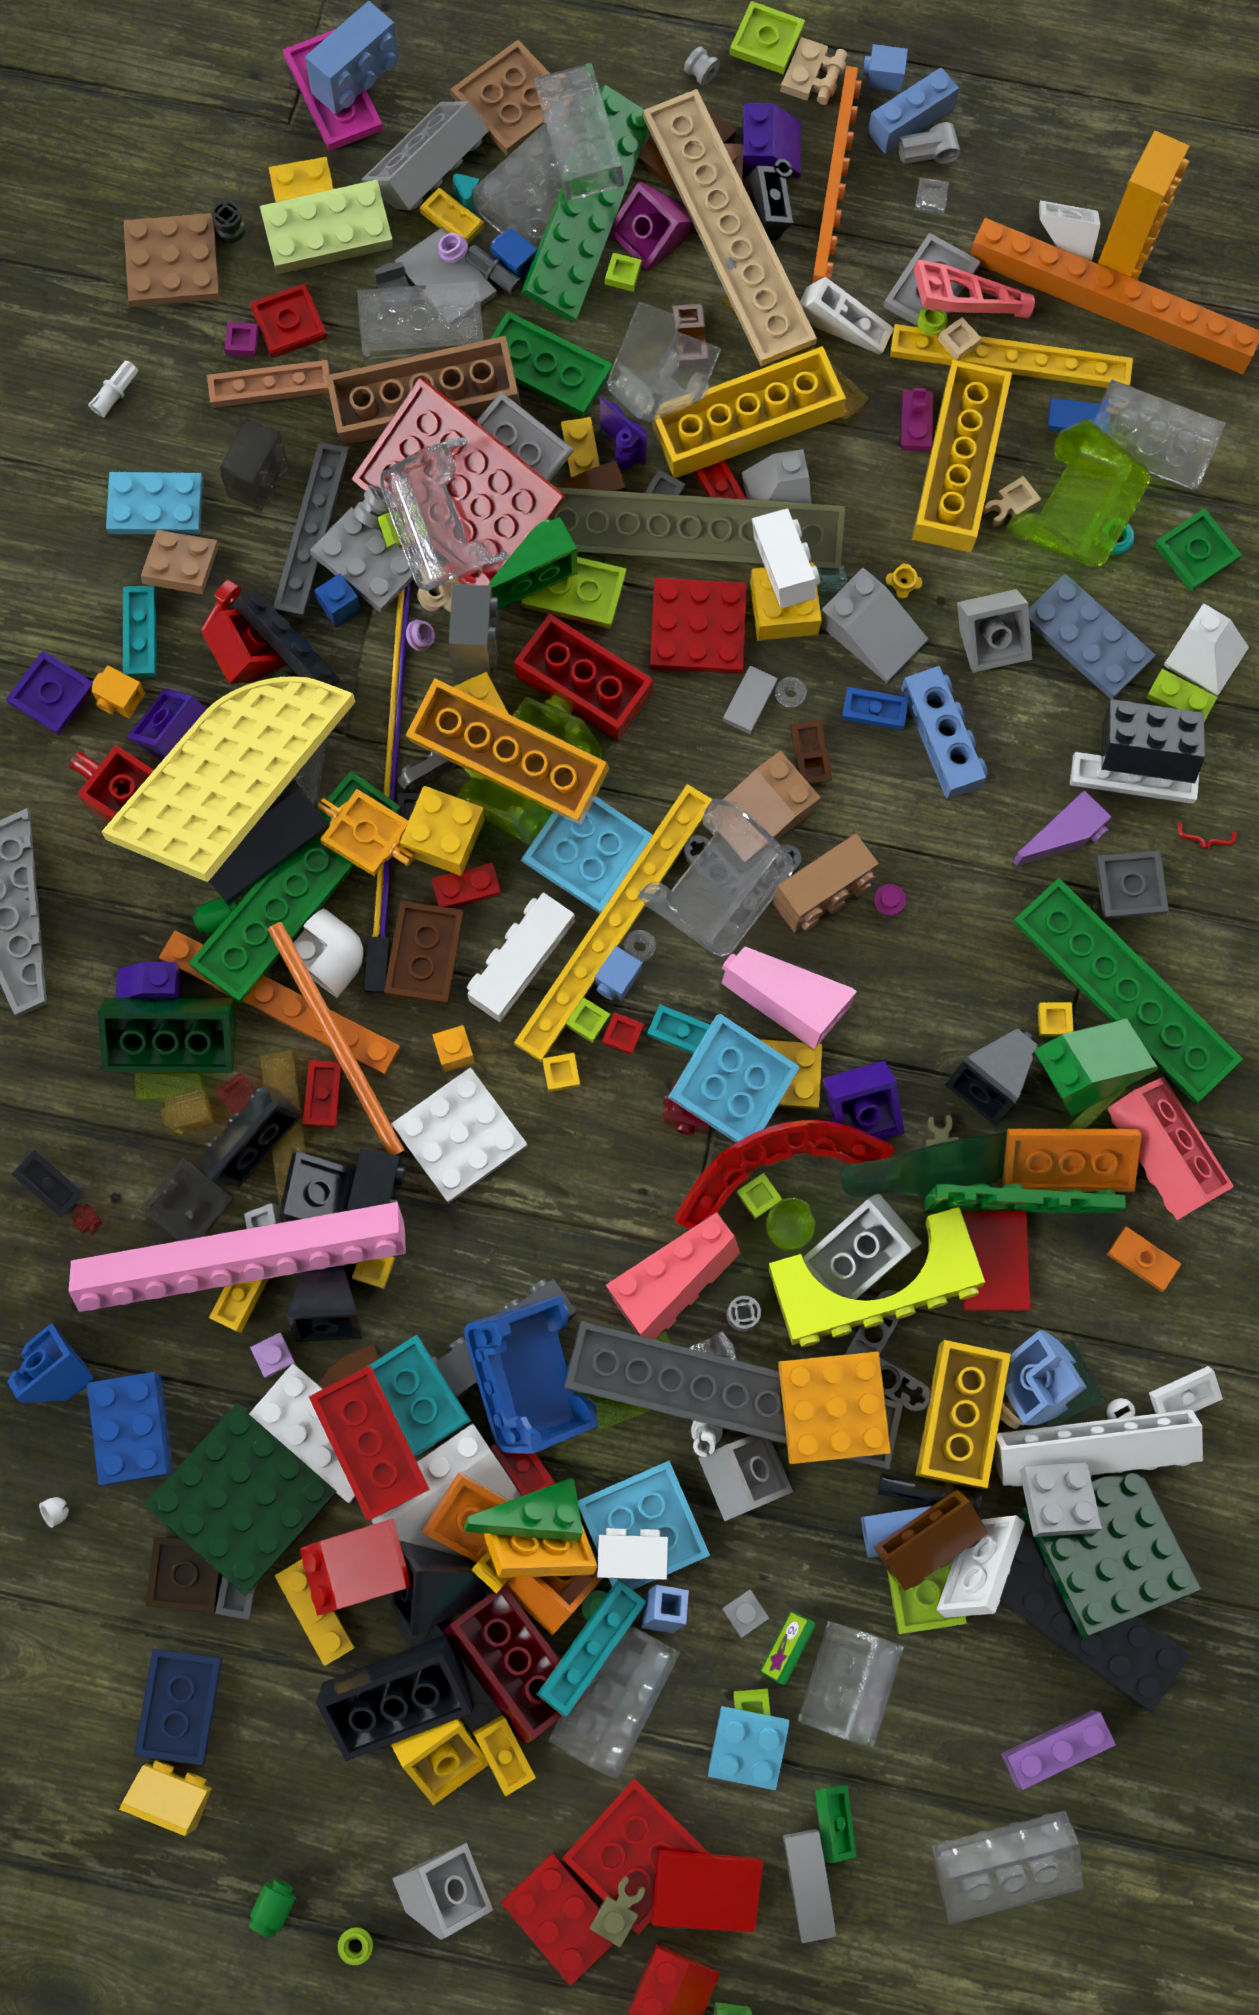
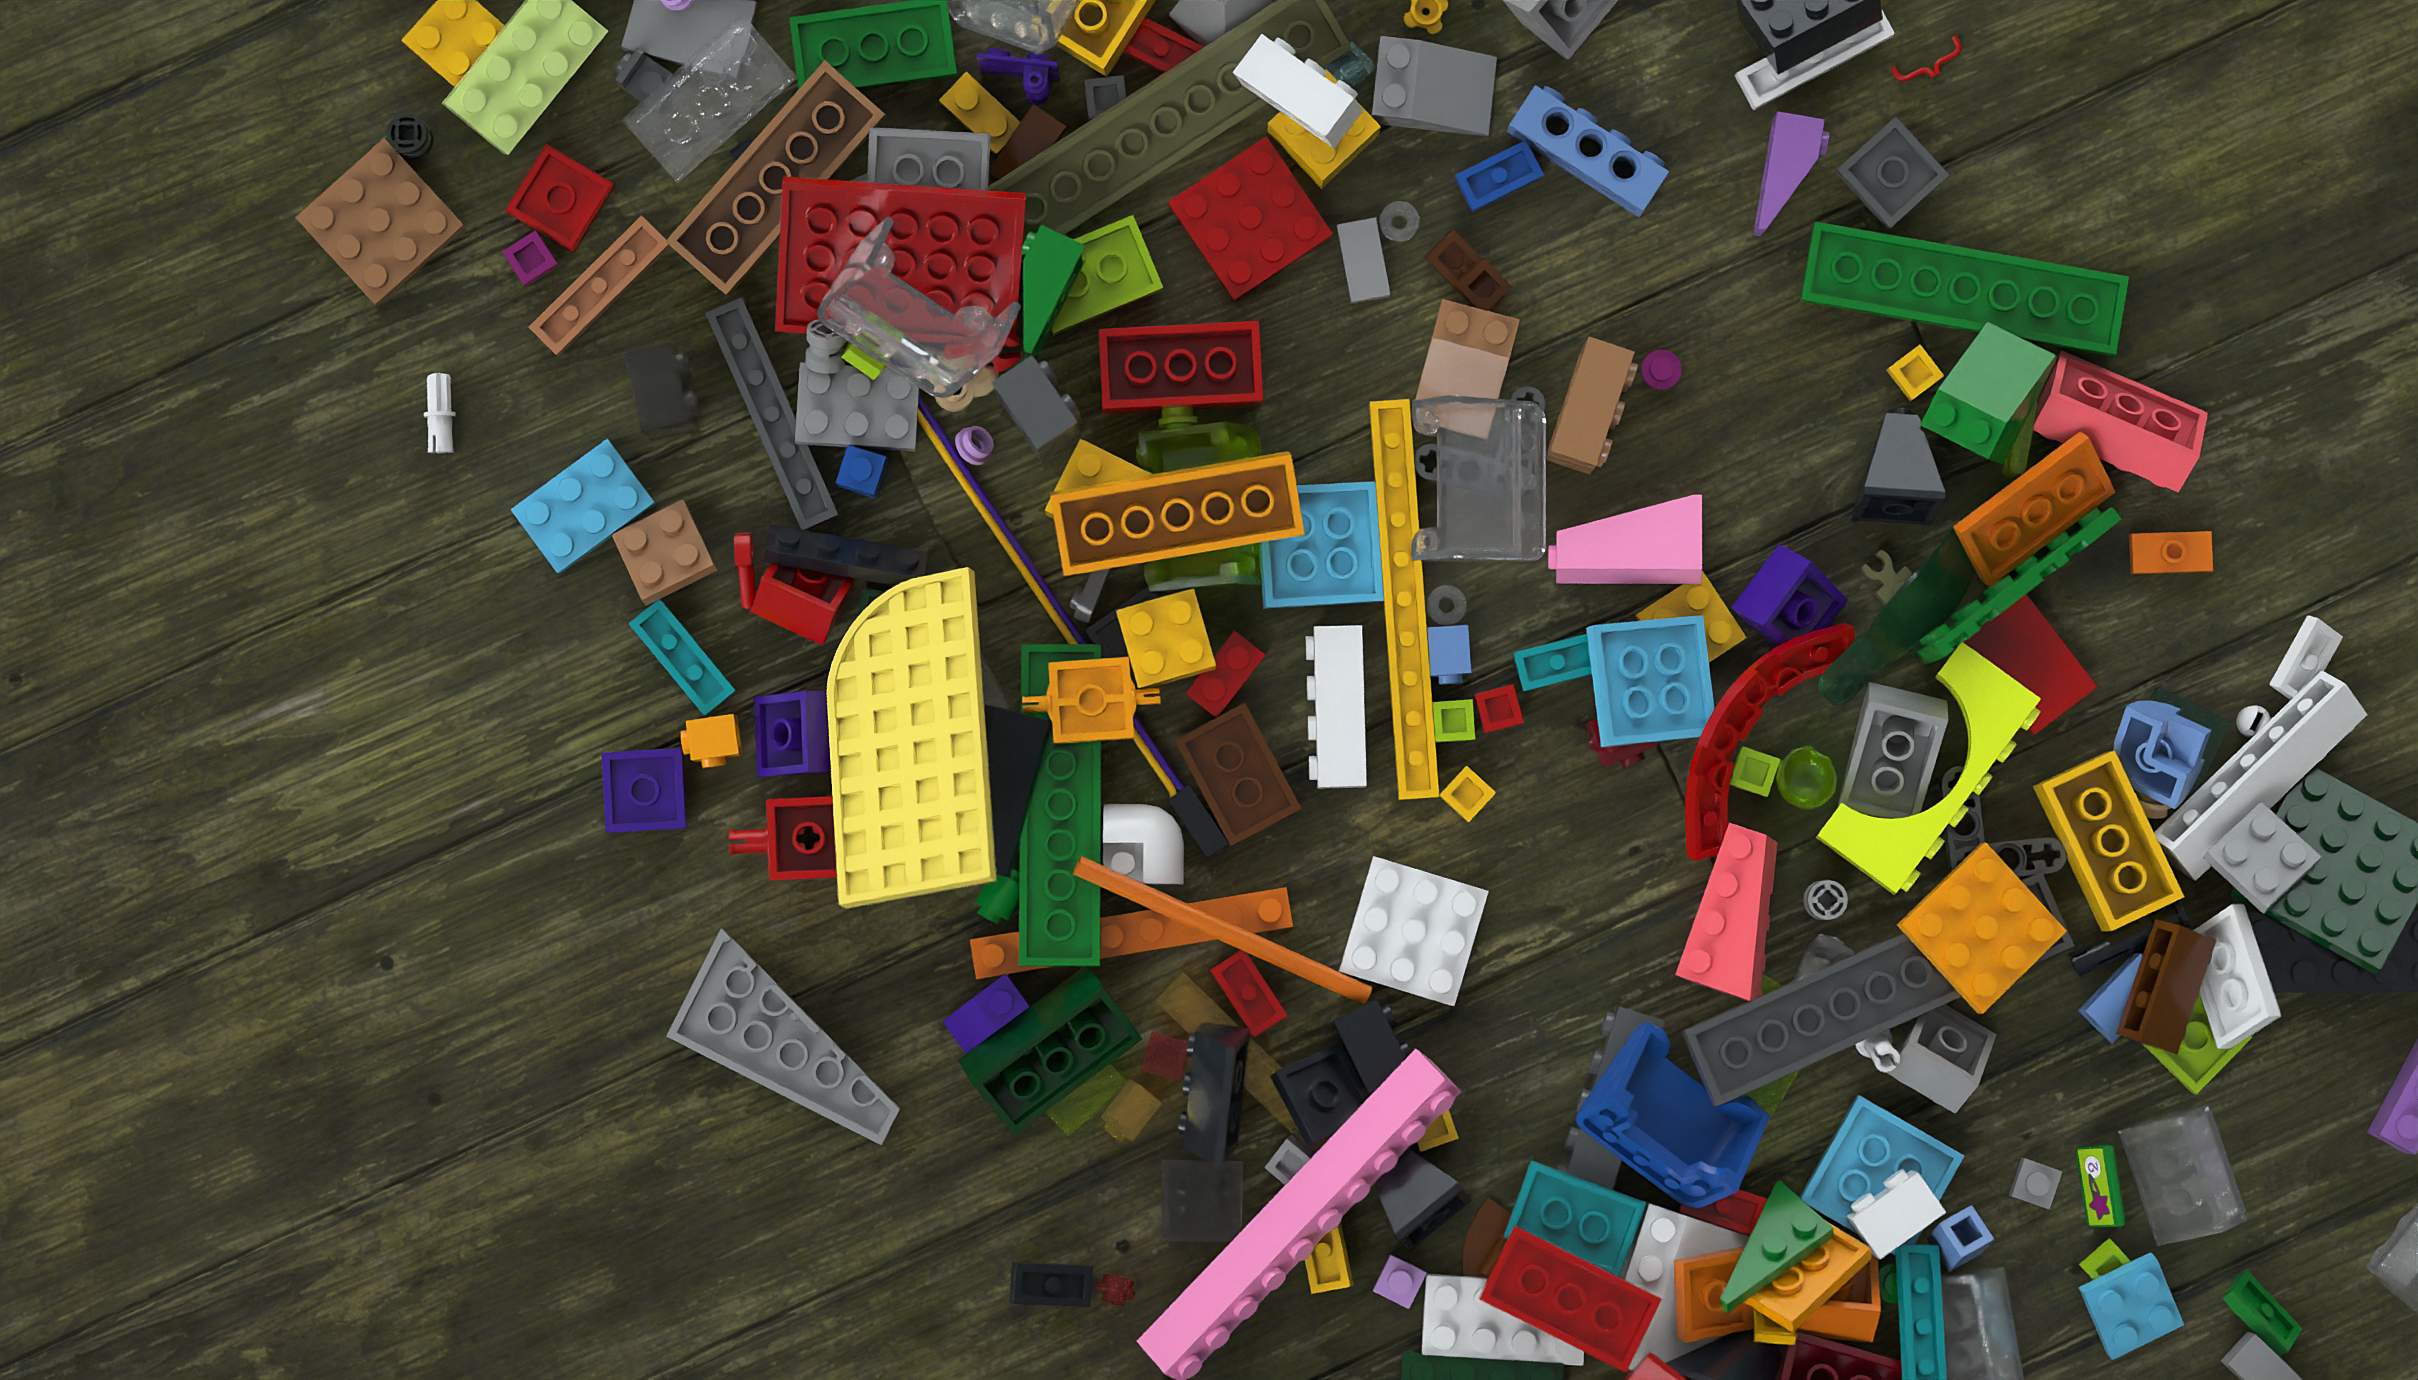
camera: 35 degrees left, 10 degrees up
(453, 1048) = (1344, 851): light orange brick -> none

